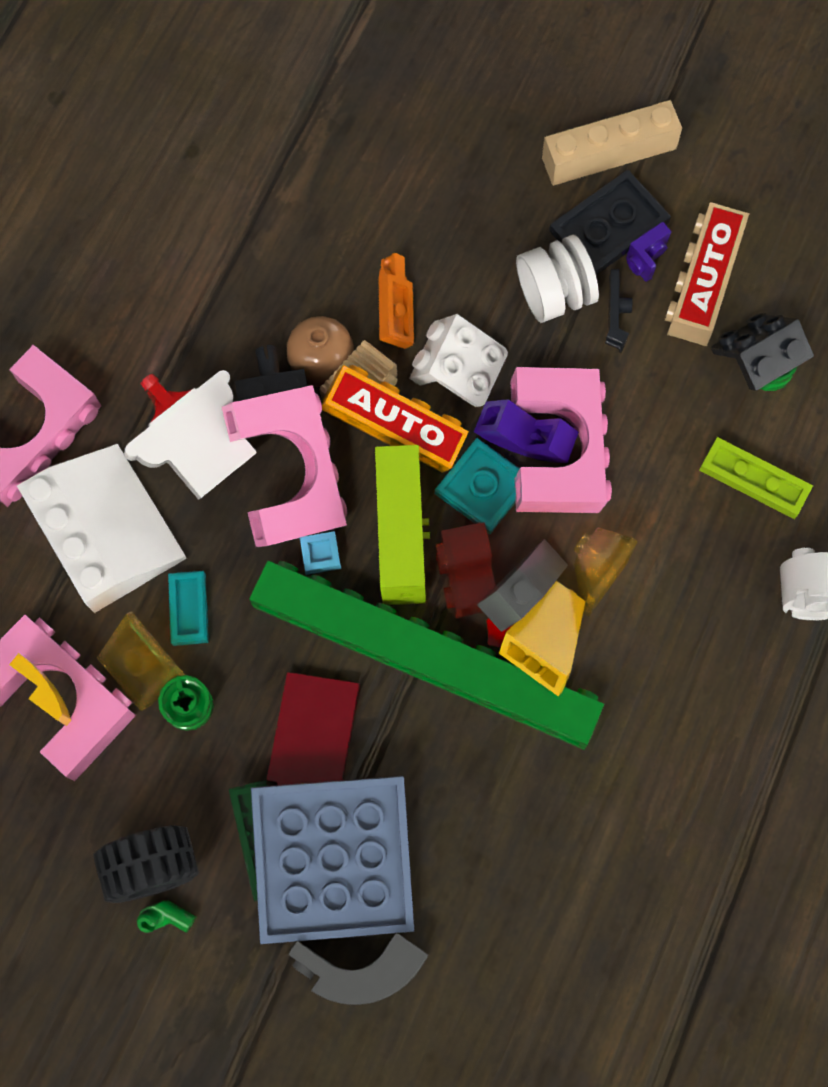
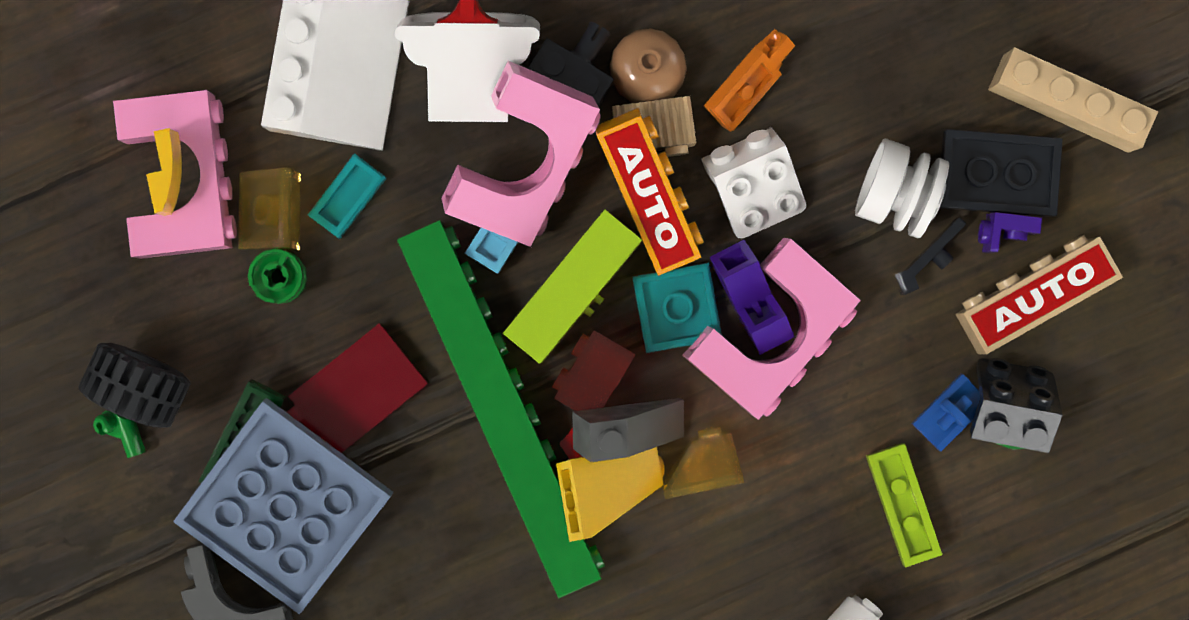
camera: 35 degrees right, 15 degrees up
(725, 392) = (949, 413): none -> blue hips

